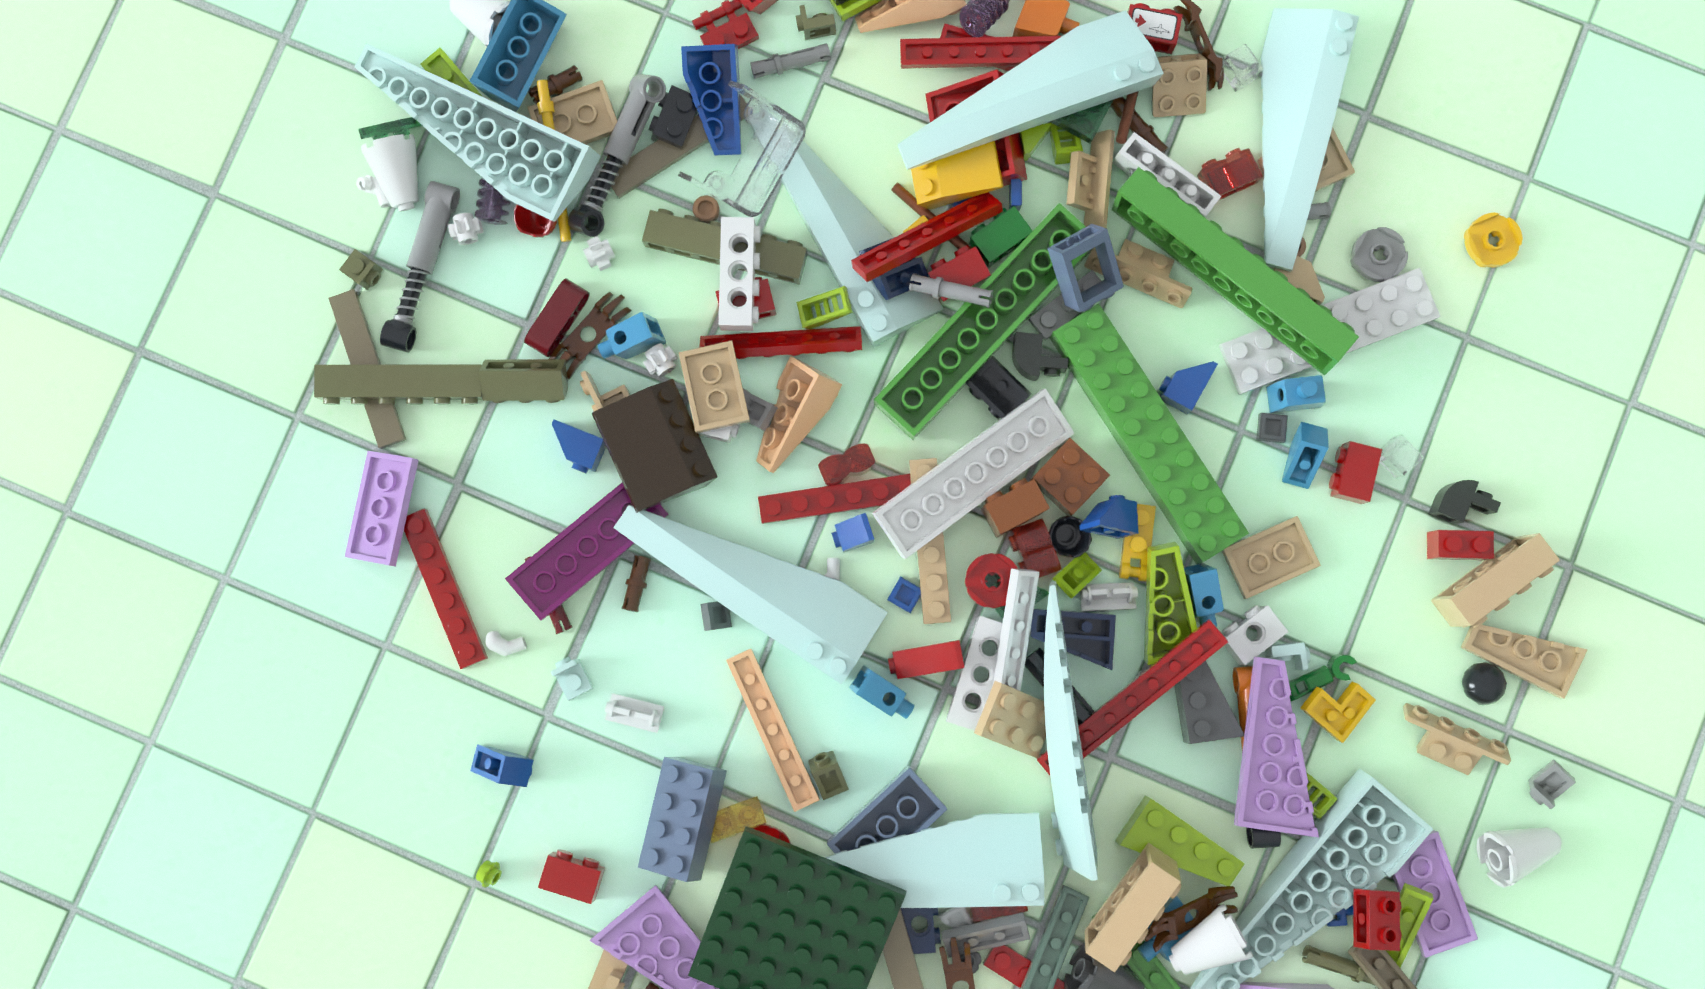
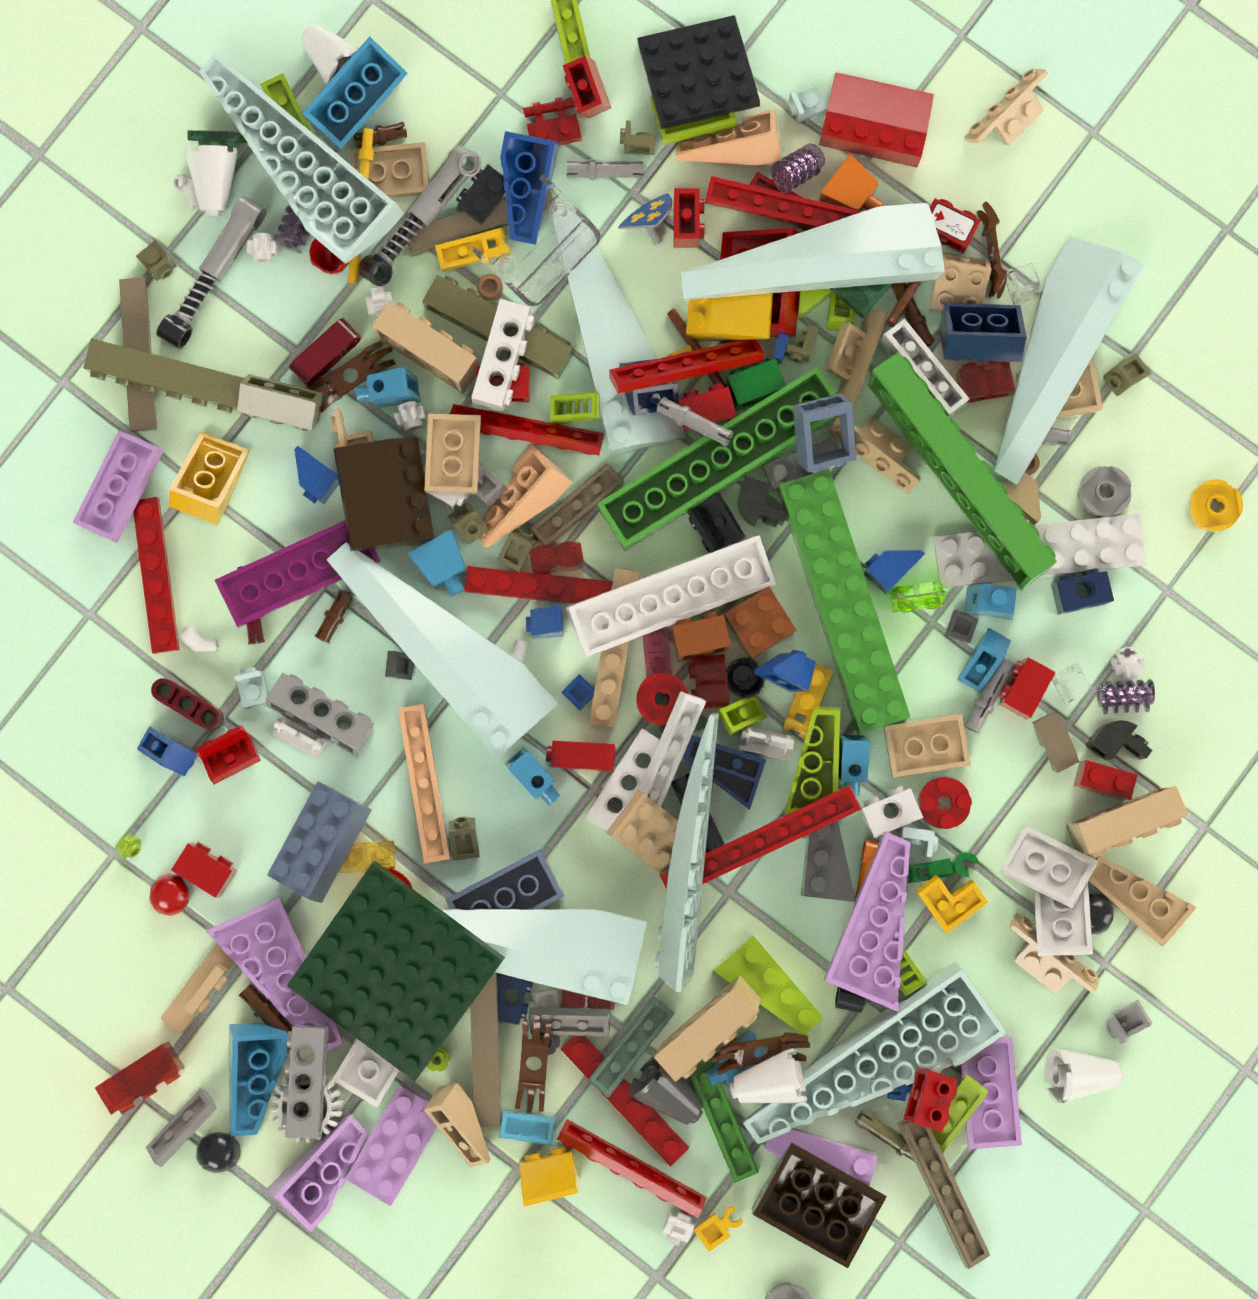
camera: 10 degrees right, 0 degrees up
(471, 476) = (208, 478): none -> yellow slope
(497, 711) = (176, 698): none -> dark red beam
(542, 912) = (169, 894): none -> red hair
(565, 752) = (228, 754): none -> red bracket
(658, 285) = (426, 346): none -> tan brick
(666, 181) = (459, 253): none -> yellow plate
(685, 705) = (350, 740): none -> light grey brick
(730, 500) = (441, 562): none -> dark azure torso
(747, 453) = (468, 523): none -> olive bracket
(804, 466) = (517, 548): none -> olive bracket
(849, 96) = (650, 217): none -> shield
(852, 406) = (576, 505): none -> dark tan tile
(886, 87) = (686, 218): none -> red brick
(973, 535) = (657, 652): none -> clear pink slope
(1040, 181) = (807, 342): none -> olive bracket
(1215, 126) = (982, 332): none -> dark blue brick
(1232, 405) = (929, 597): none -> clear neon green hinge
(1317, 500) = (985, 703): none -> light grey pin
(1319, 606) = (944, 818): none -> red plate
(1368, 132) = (1126, 374): none -> olive bracket
(1399, 355) = (1097, 586): none -> dark blue brick
(1400, 518) = (1056, 741): none -> dark tan slope
(1429, 648) = (1048, 866): none -> white plate
(1450, 421) = (1128, 663): none -> white gear
(1456, 454) = (1125, 695): none -> piece
(1457, 694) = (1063, 928): none -> white plate

